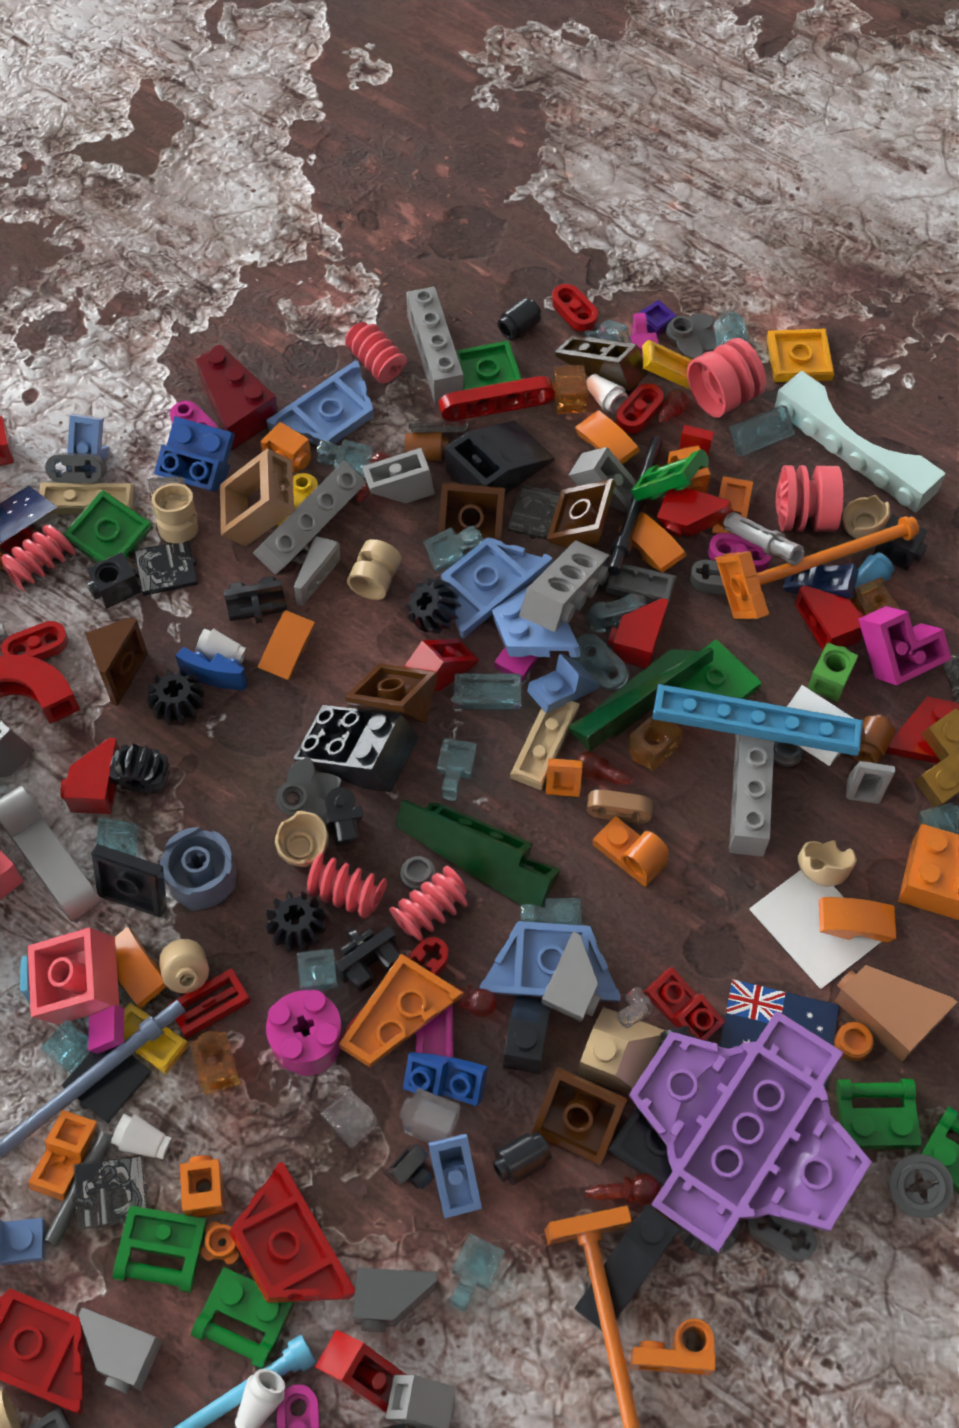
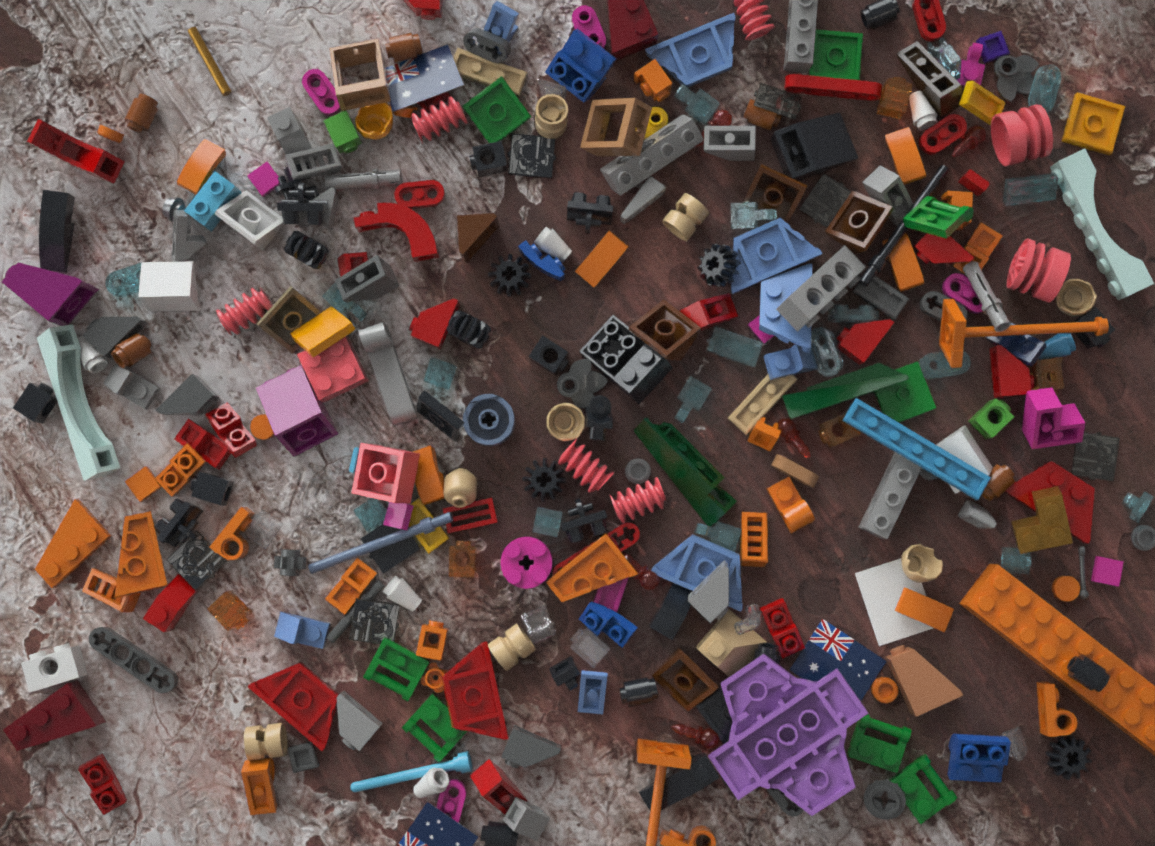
camera: 20 degrees right, 25 degrees up
(250, 759) = (541, 348): none -> black brick
(319, 1155) = (511, 647): none -> tan wheel
(476, 1267) = (587, 748): clear light blue plate -> none
(607, 929) = (754, 561): none -> orange slope
(752, 635) = (943, 368): none -> clear light blue plate

